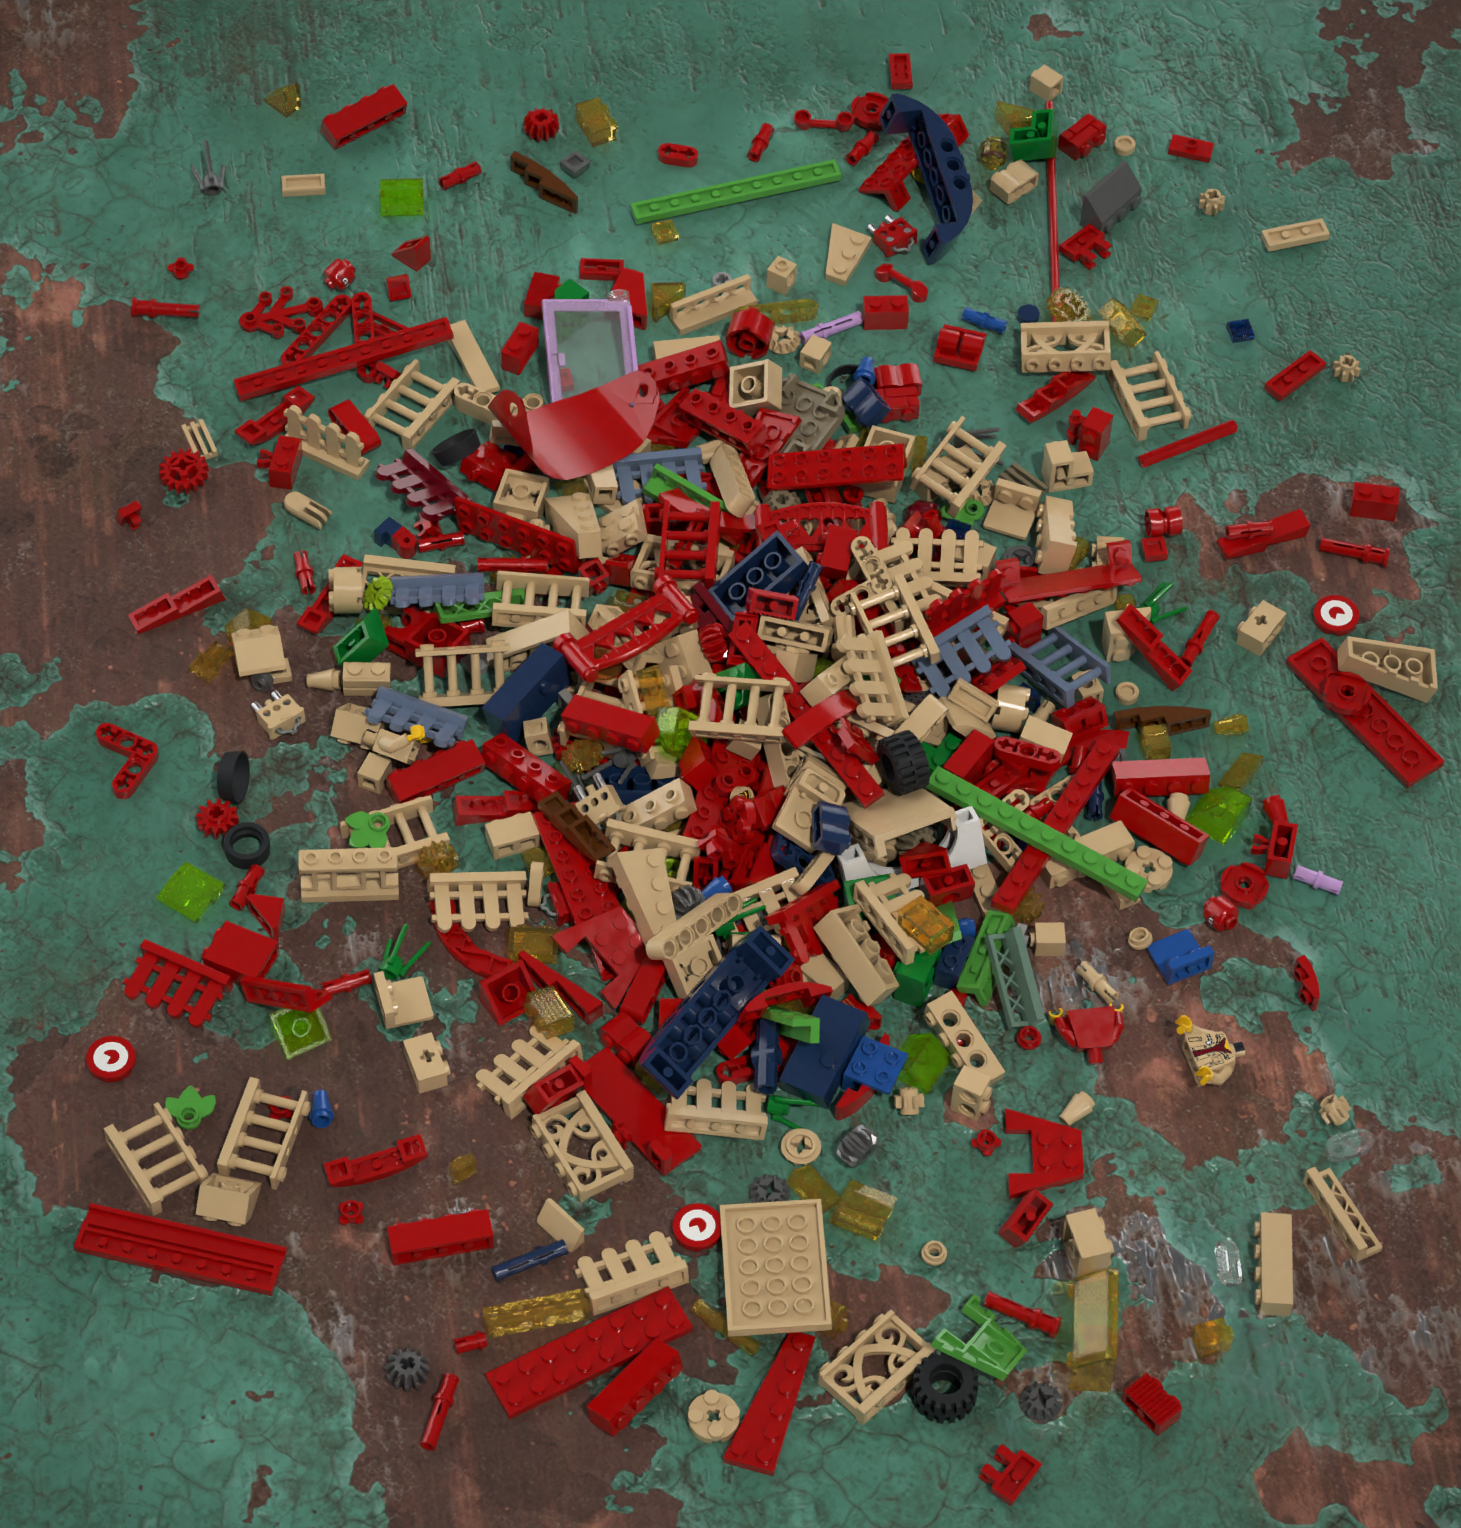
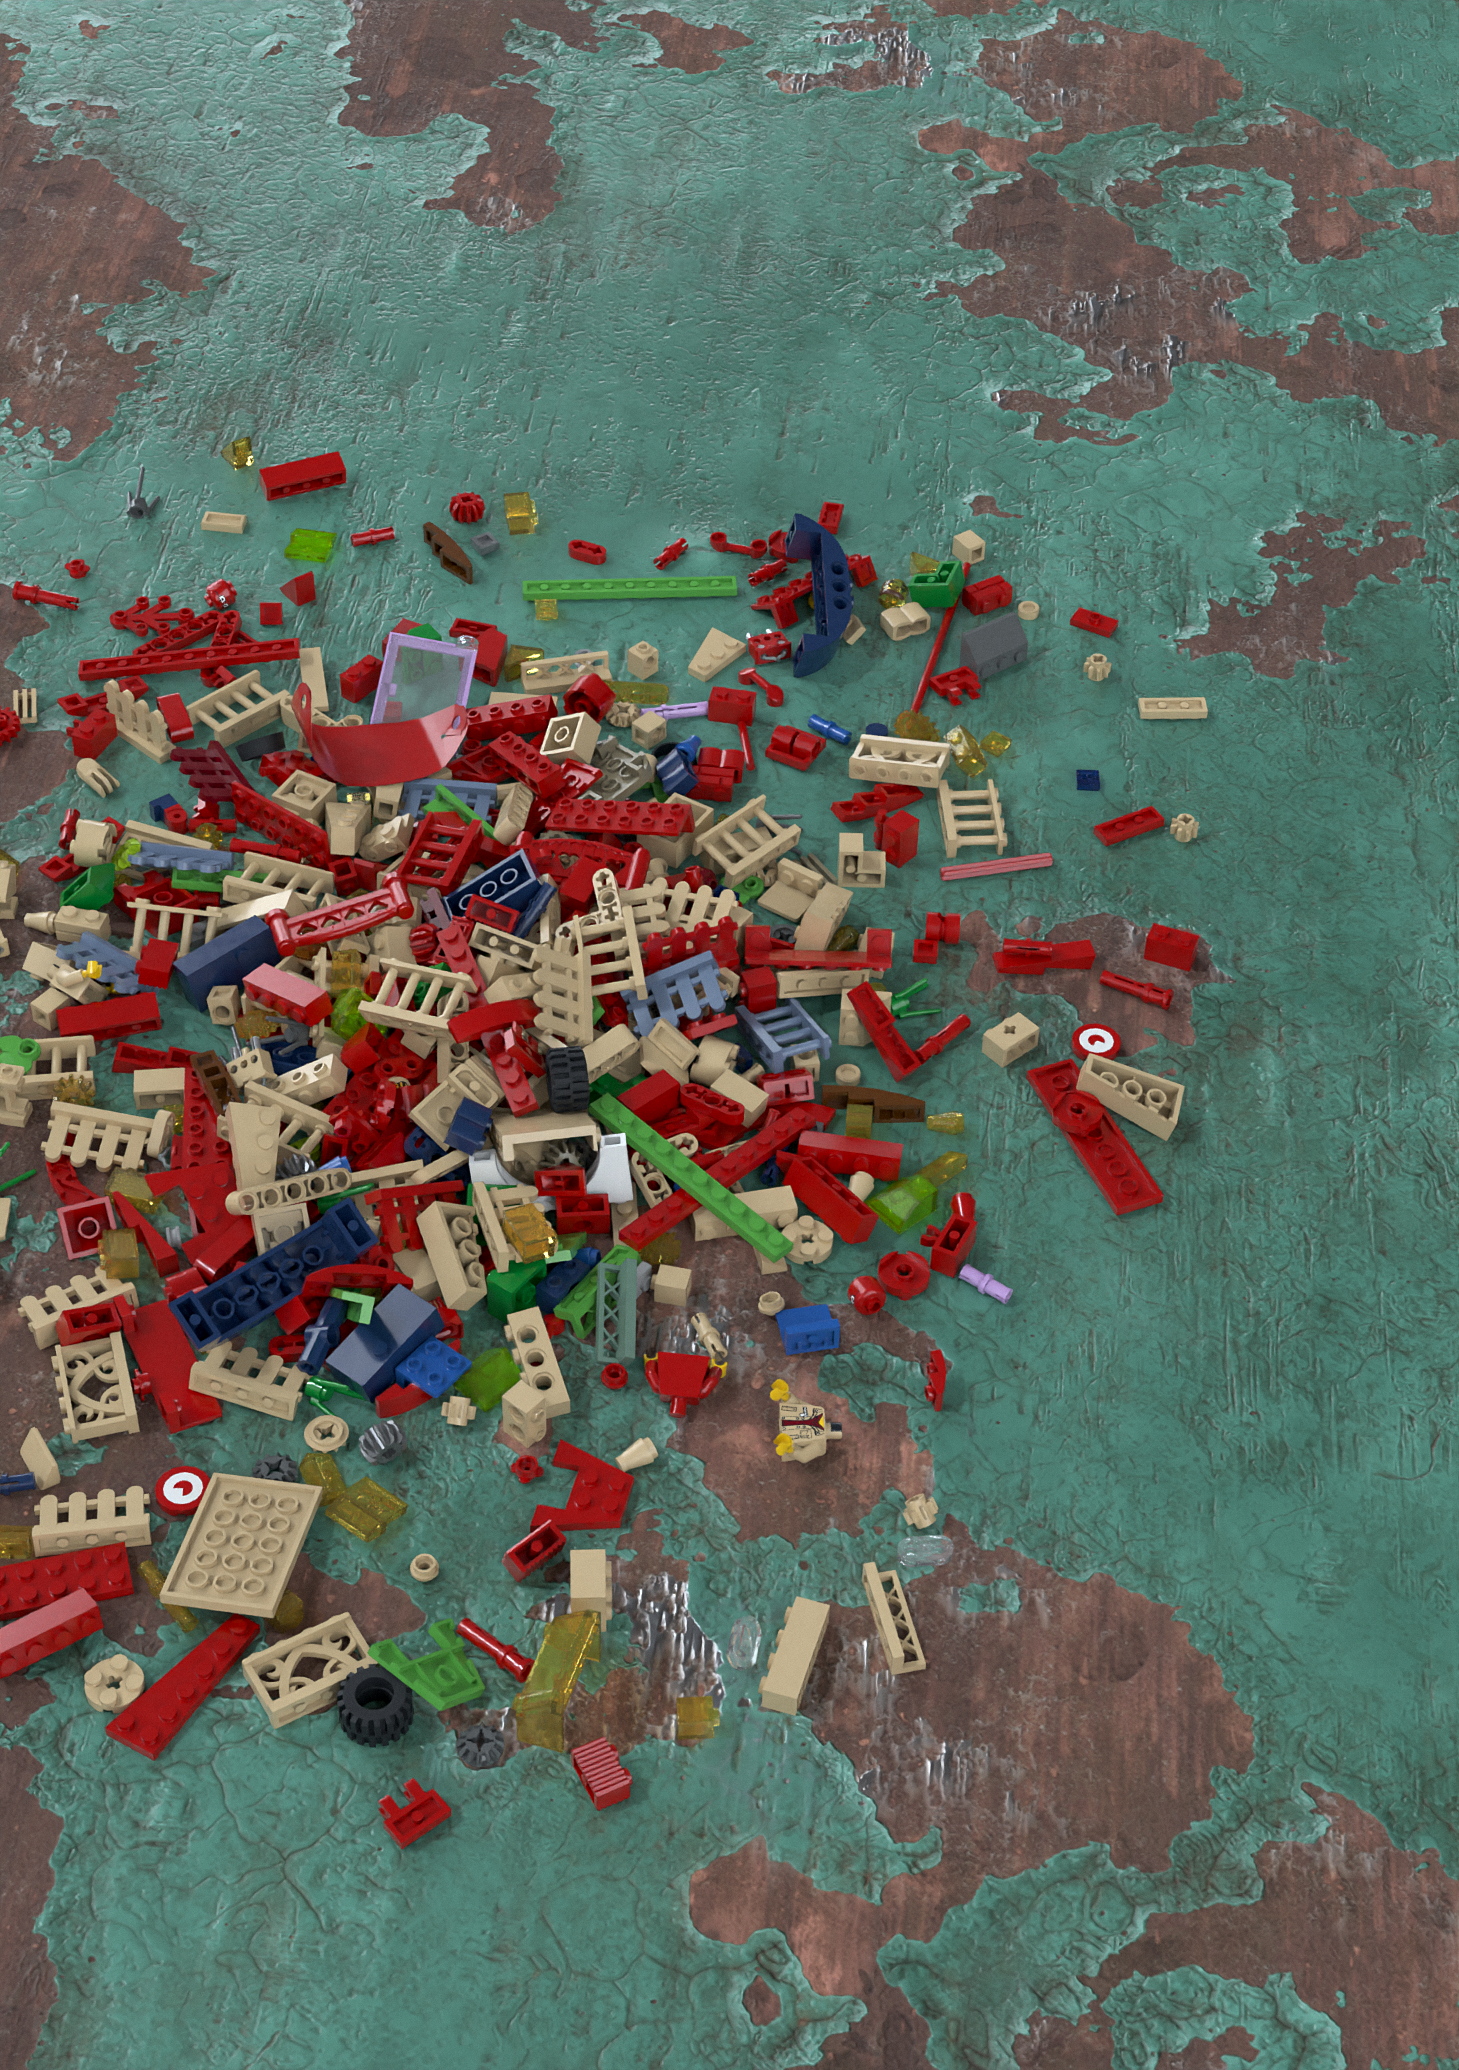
camera: 15 degrees right, 10 degrees down
(443, 554) = (209, 833): none -> clear yellow gear
(464, 709) = (156, 963): none -> red brick
(523, 769) = (195, 1027): red brick -> none
(588, 984) = (173, 1237): none -> light grey bush
(910, 351) = (746, 746): none -> red bar
(1109, 796) = (785, 1160): none -> red tile

